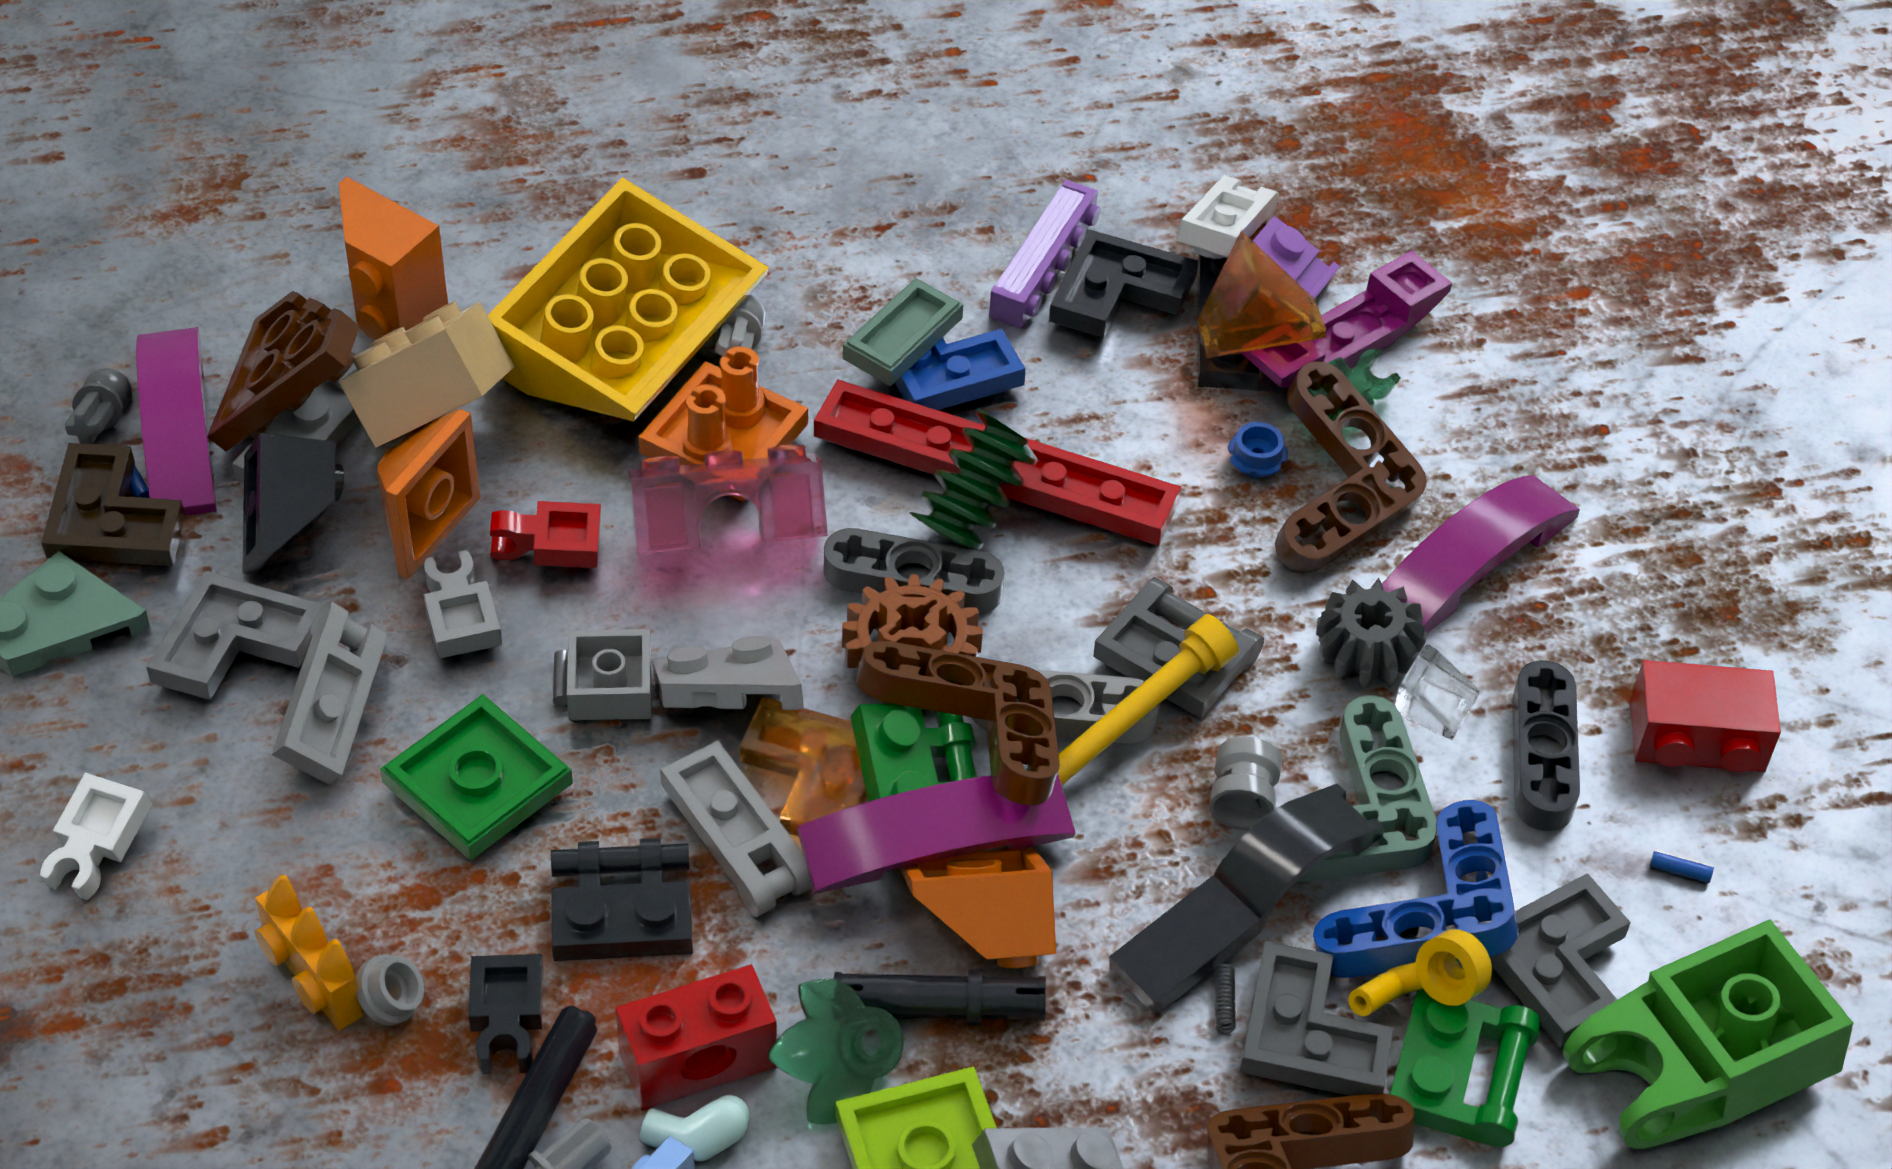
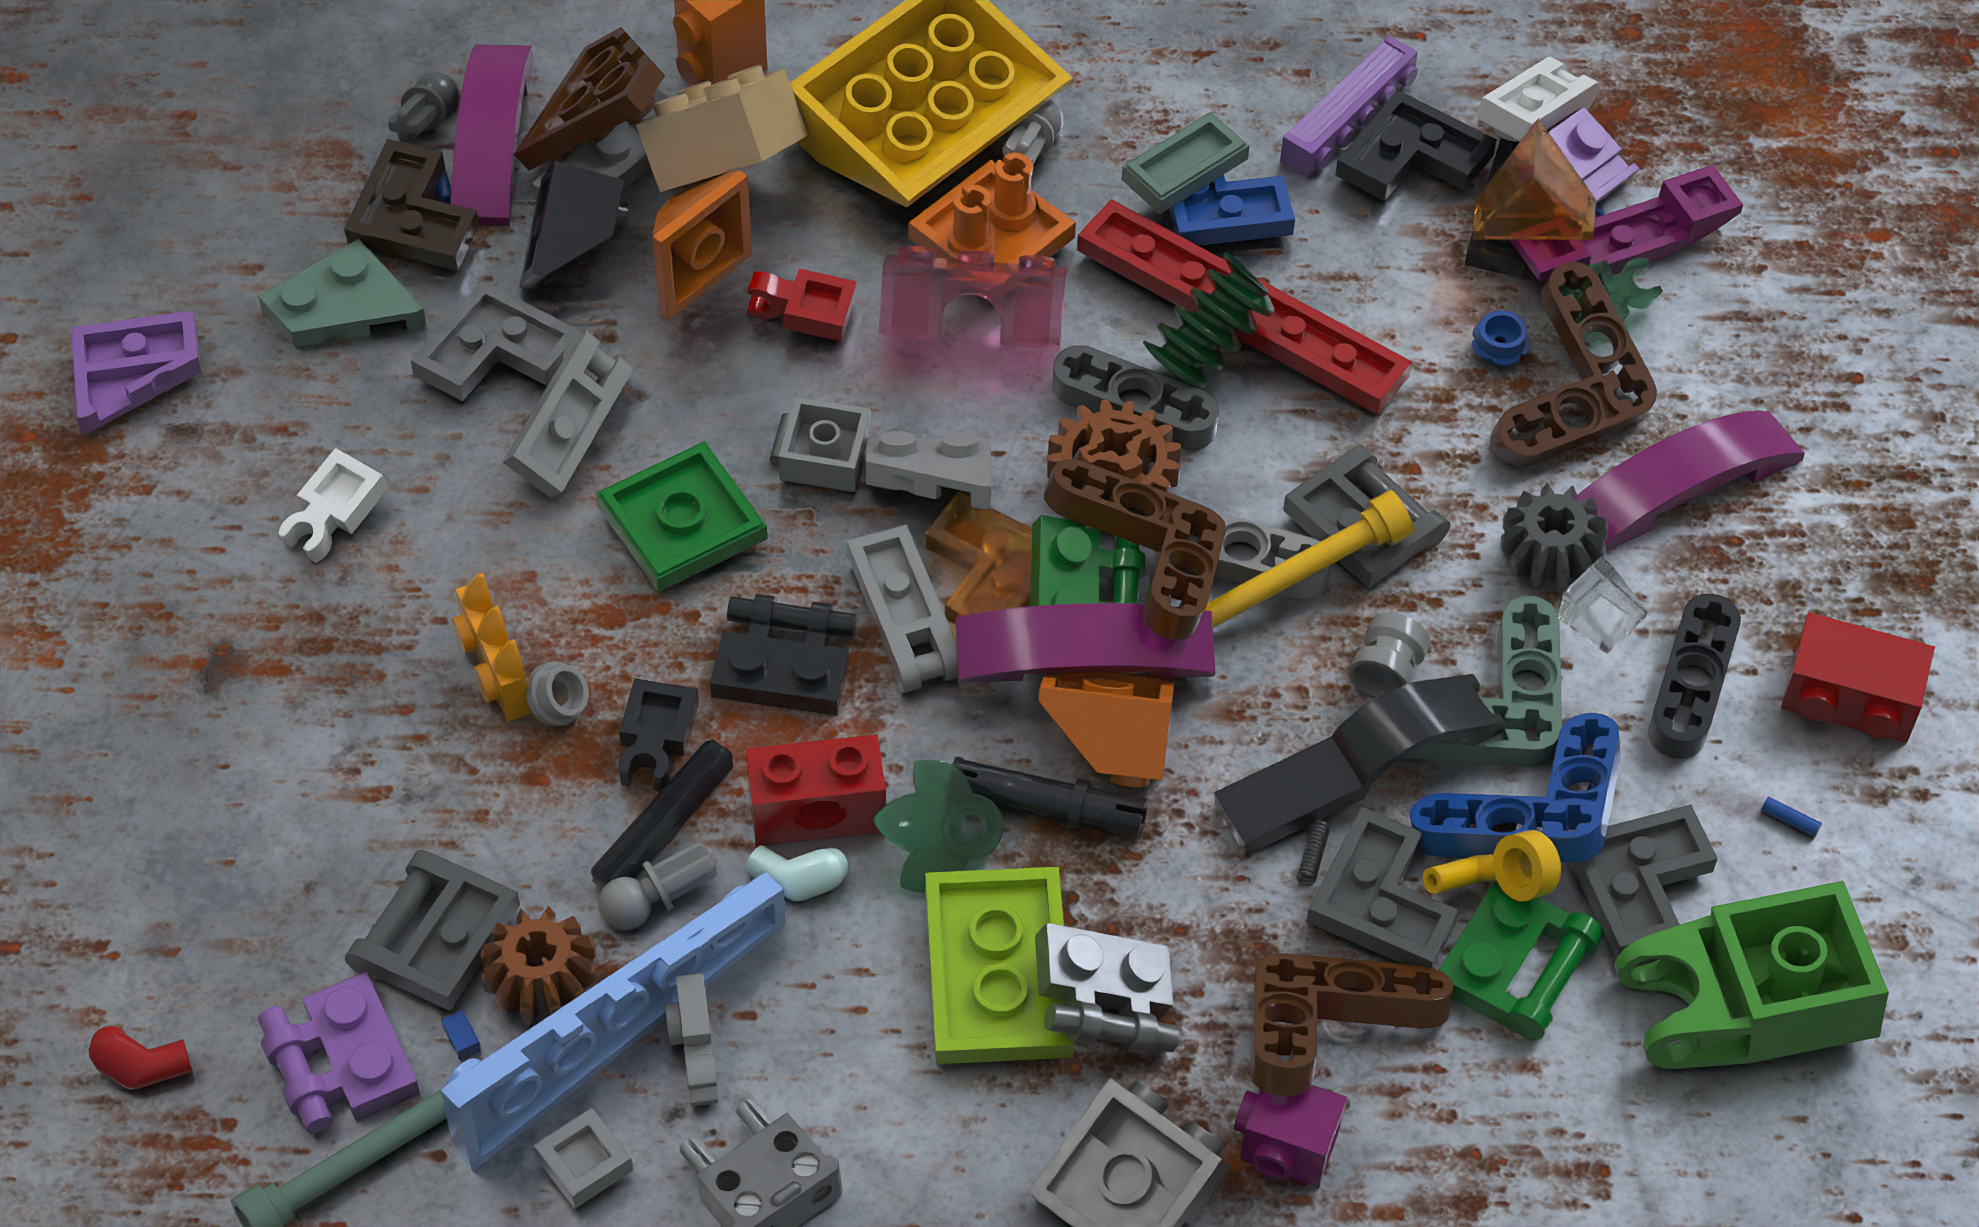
camera: 15 degrees right, 5 degrees up
(460, 609) = (704, 358): light grey plate -> none

